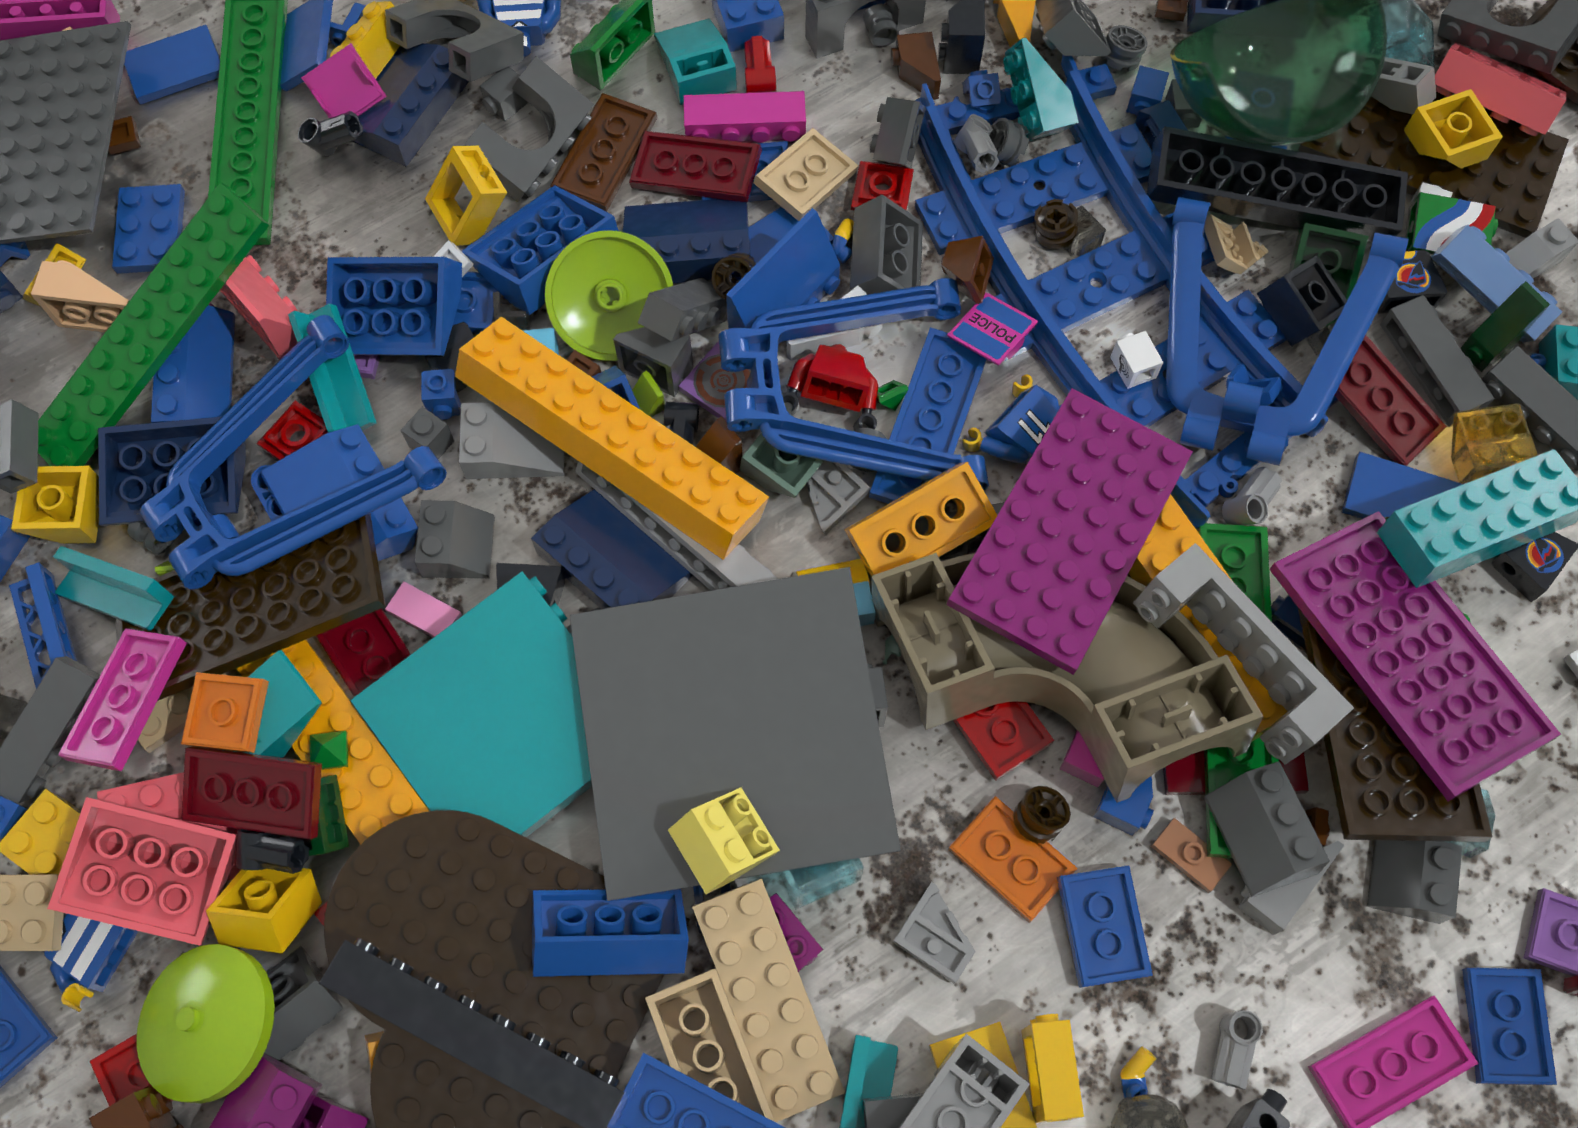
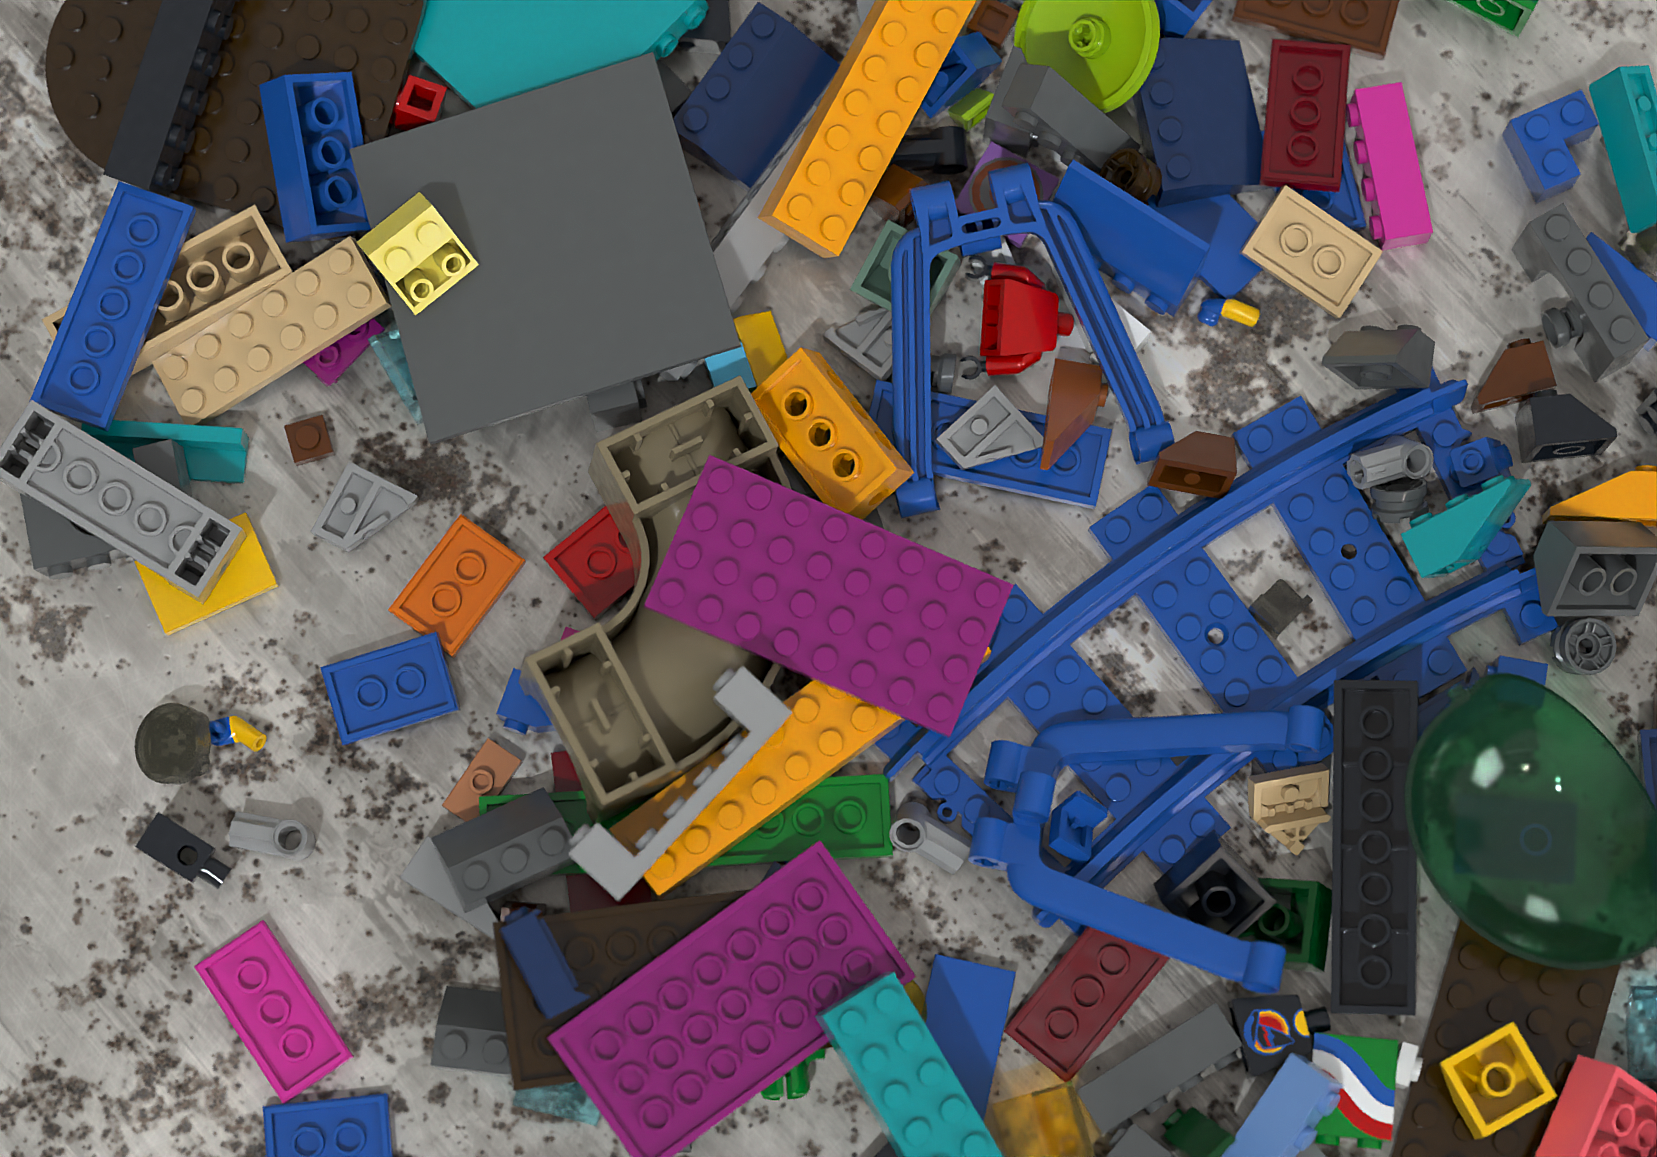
camera: 85 degrees right, 10 degrees up
(572, 837) = (419, 103): none -> red brick
(697, 59) = (1472, 90): teal slope -> none
(759, 72) = (1463, 177): red piece -> none
(866, 978) = (309, 440): none -> reddish brown plate
(872, 174) = (1292, 367): red piece -> none
(885, 247) = (1214, 367): dark grey slope -> none
(891, 394) = (1017, 389): green slope -> none
(908, 348) = (1071, 406): none -> dark orange slope
(926, 410) = (989, 432): none -> light grey wing
(993, 329) = (1112, 502): piece -> none
(1020, 426) = (990, 547): blue torso -> none
(1041, 814) = (519, 601): dark brown wheel -> none
(1052, 1069) = (224, 633): yellow window -> none
(1056, 224) = (1278, 586): dark brown wheel -> none
(1136, 359) = (1093, 678): white brick -> none
(1390, 793) = (540, 962): none -> dark blue window
(1405, 85) = (1570, 1010): light grey slope -> none

